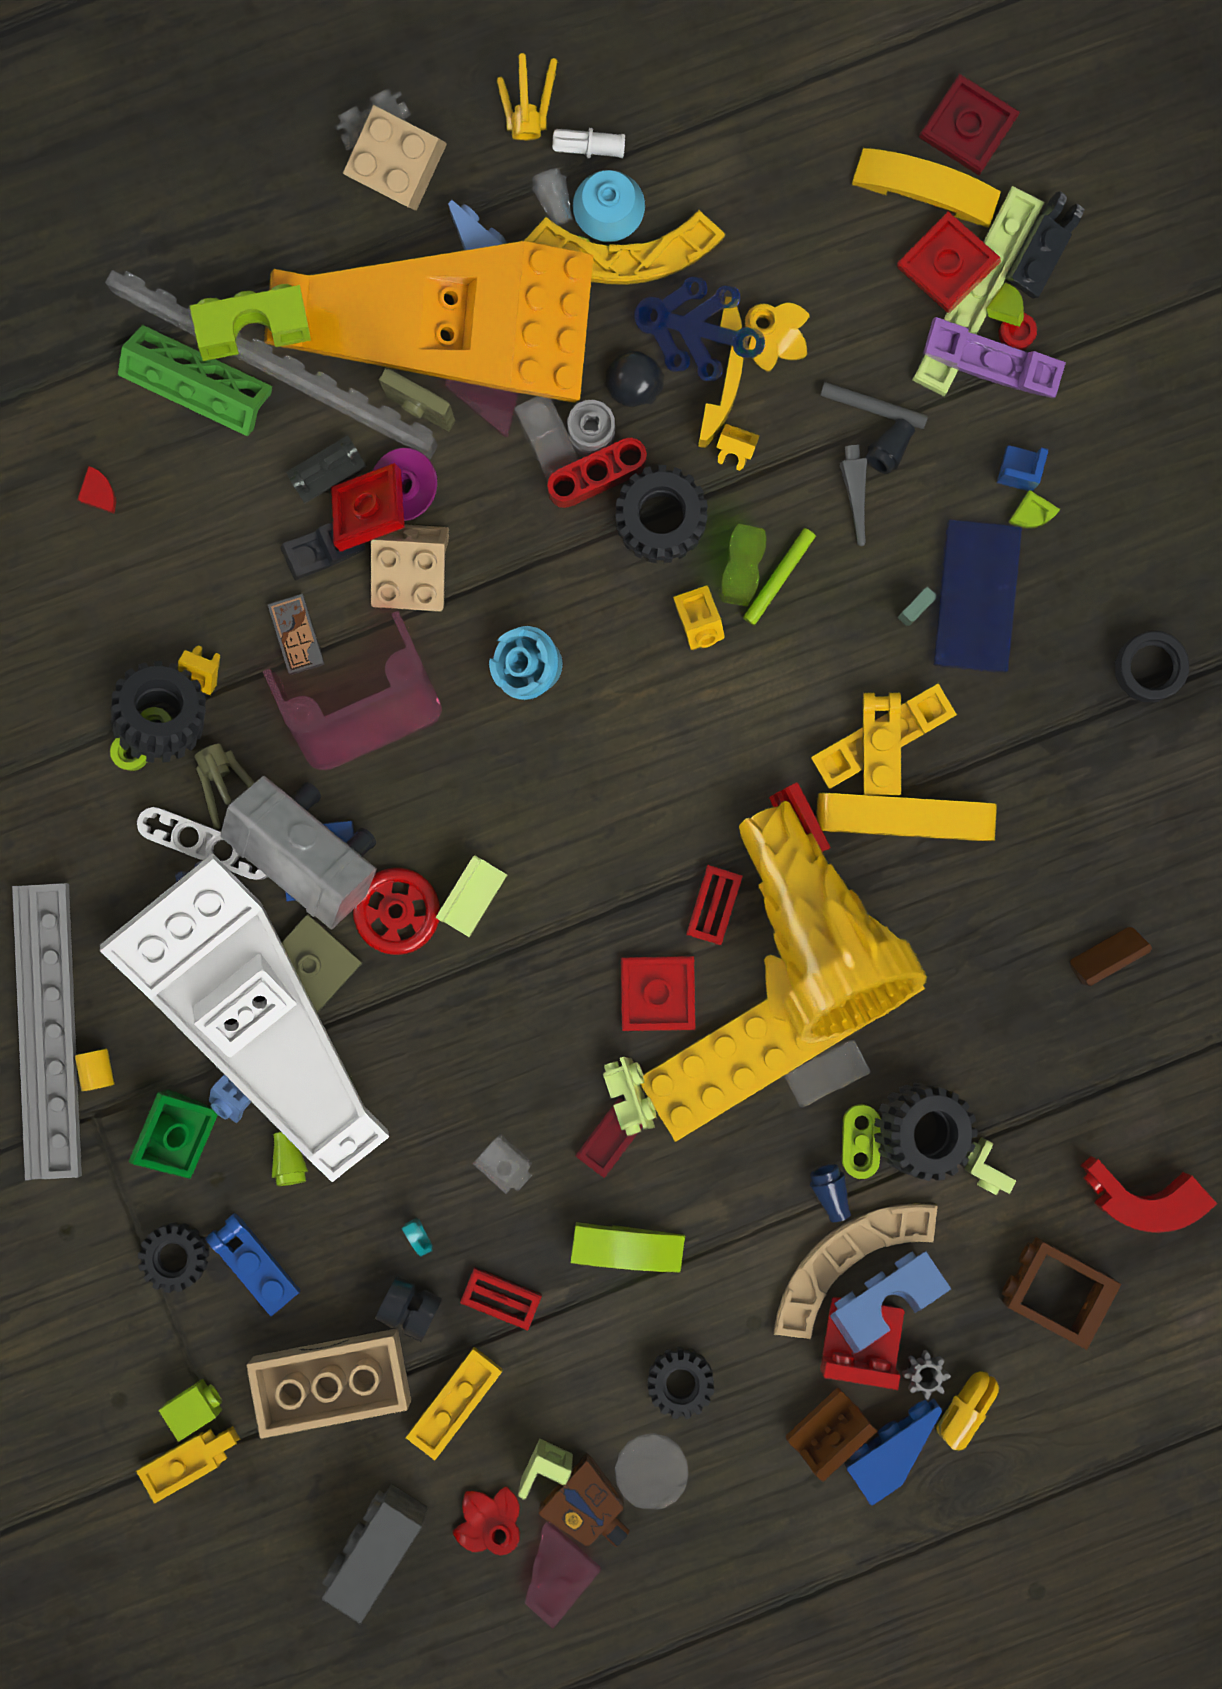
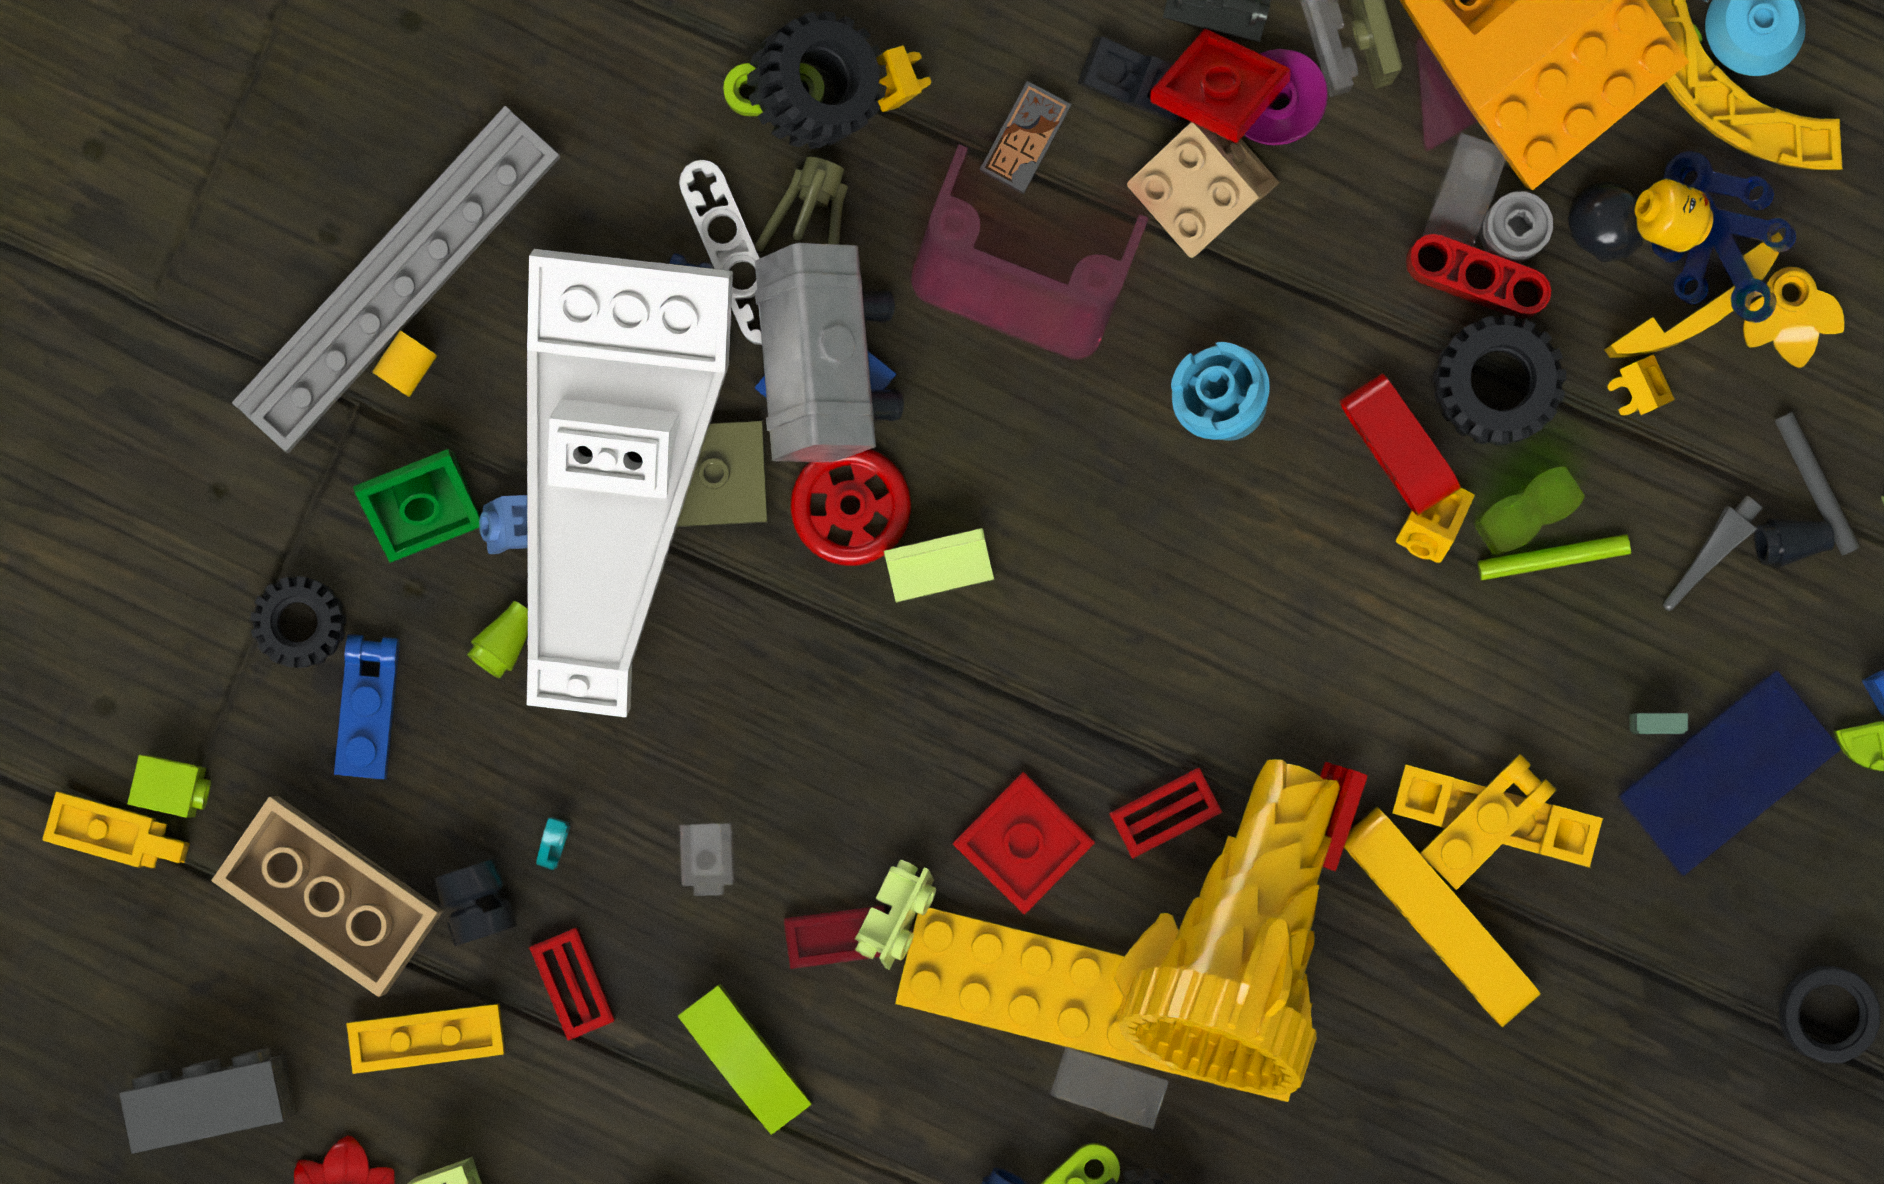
camera: 45 degrees right, 0 degrees up
(643, 597) = (1400, 444): none -> red beam
(664, 341) = (1673, 215): none -> yellow head

